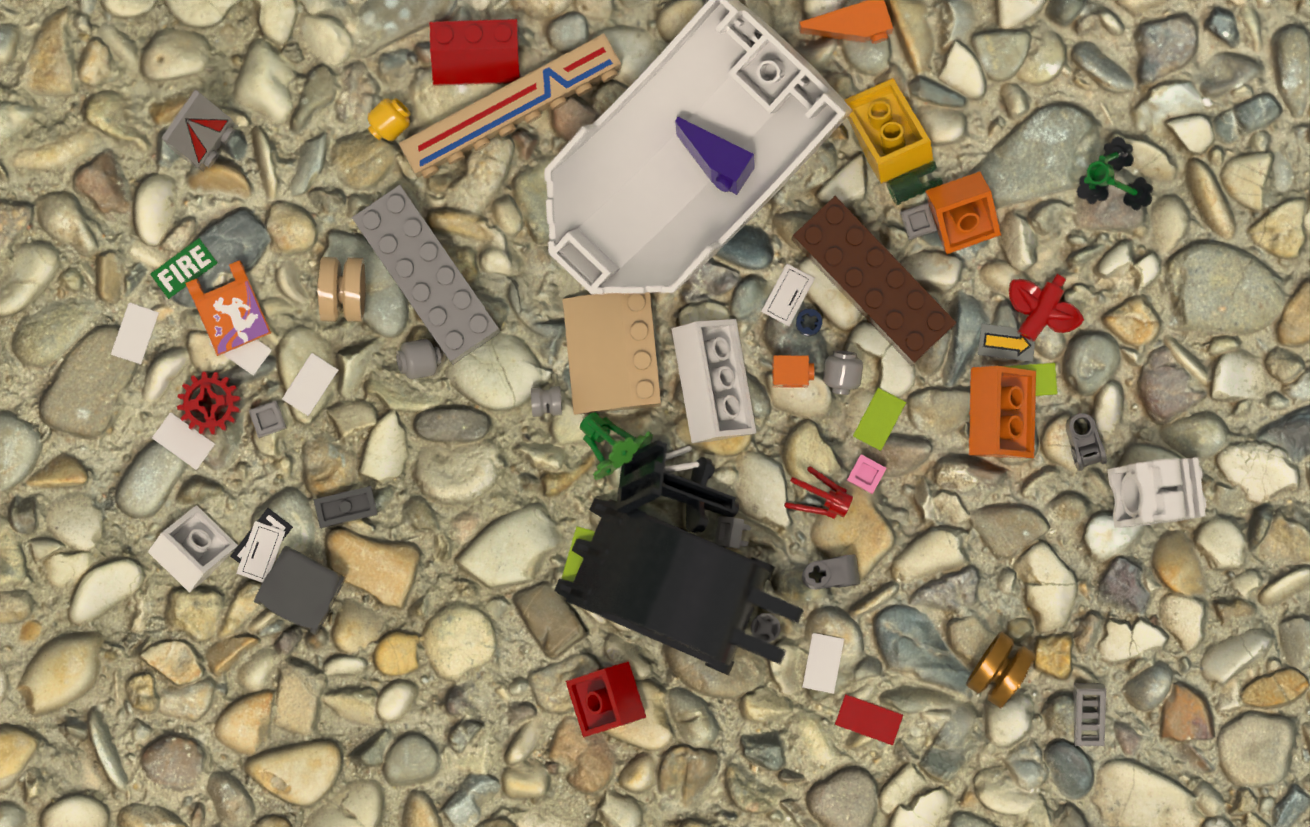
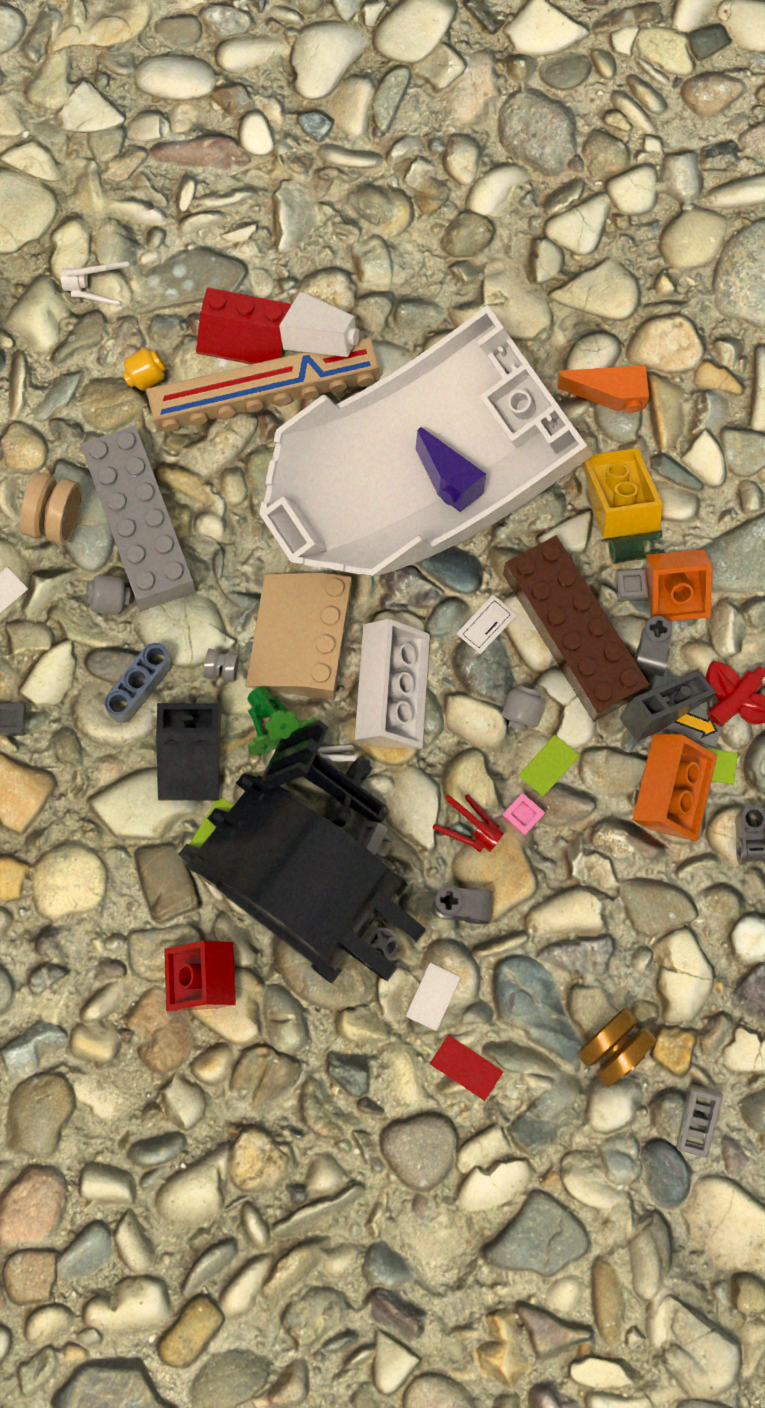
camera: 10 degrees right, 10 degrees down
(293, 37) = (76, 278): none -> white plant
(472, 423) = (138, 669): none -> sand blue beam
(539, 494) = (188, 751): none -> black slope
(551, 38) = (318, 328): none -> white slope
(792, 371) = (472, 695): orange brick -> none
(810, 313) = (505, 646): dark blue bush -> none
(953, 287) = (652, 650): none -> flat silver piece
(977, 334) = (666, 704): none -> dark grey slope

